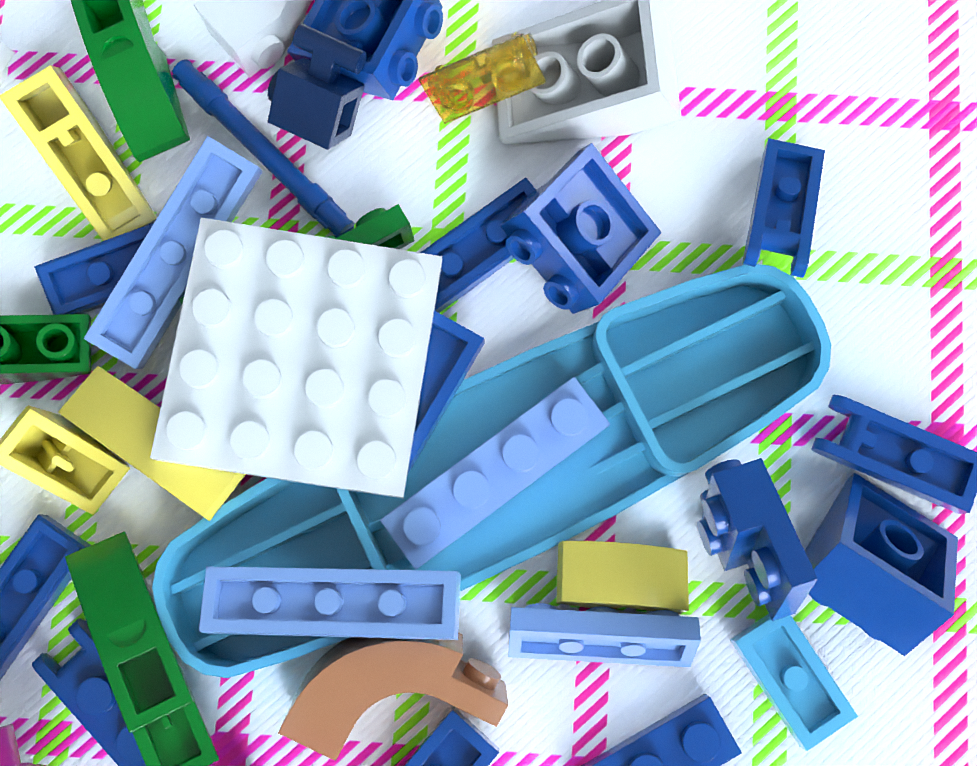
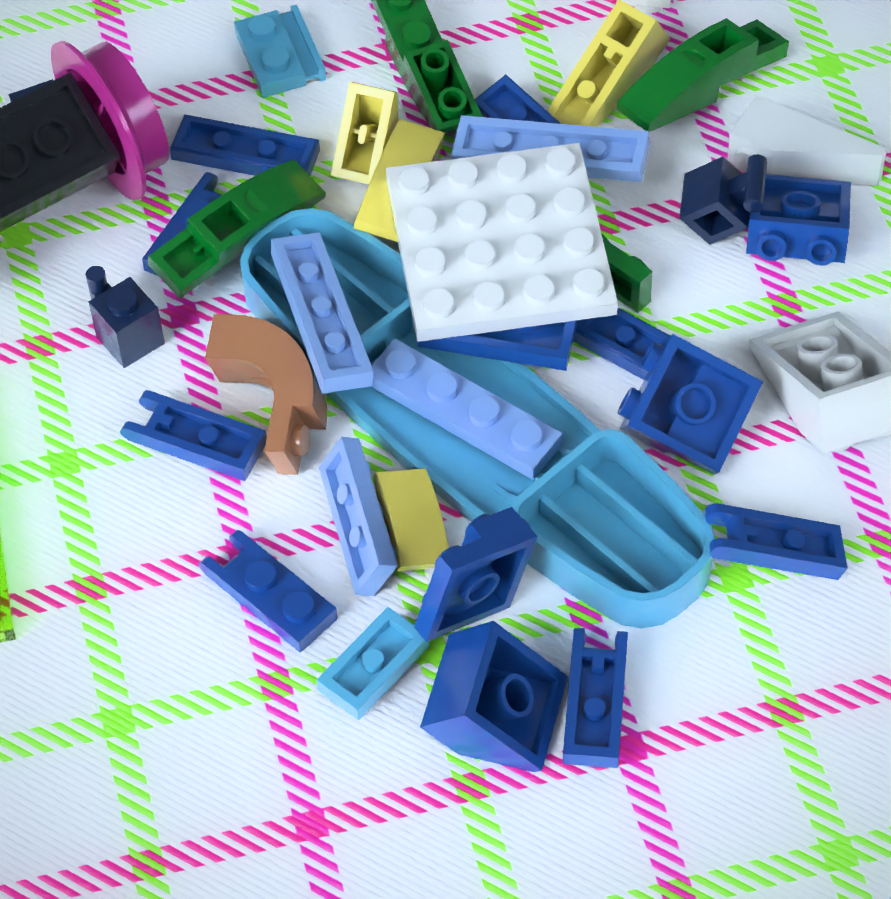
camera: 70 degrees right, 25 degrees down
(216, 103) = (691, 146): blue piece -> none
(484, 77) = (793, 303): clear yellow hinge -> none

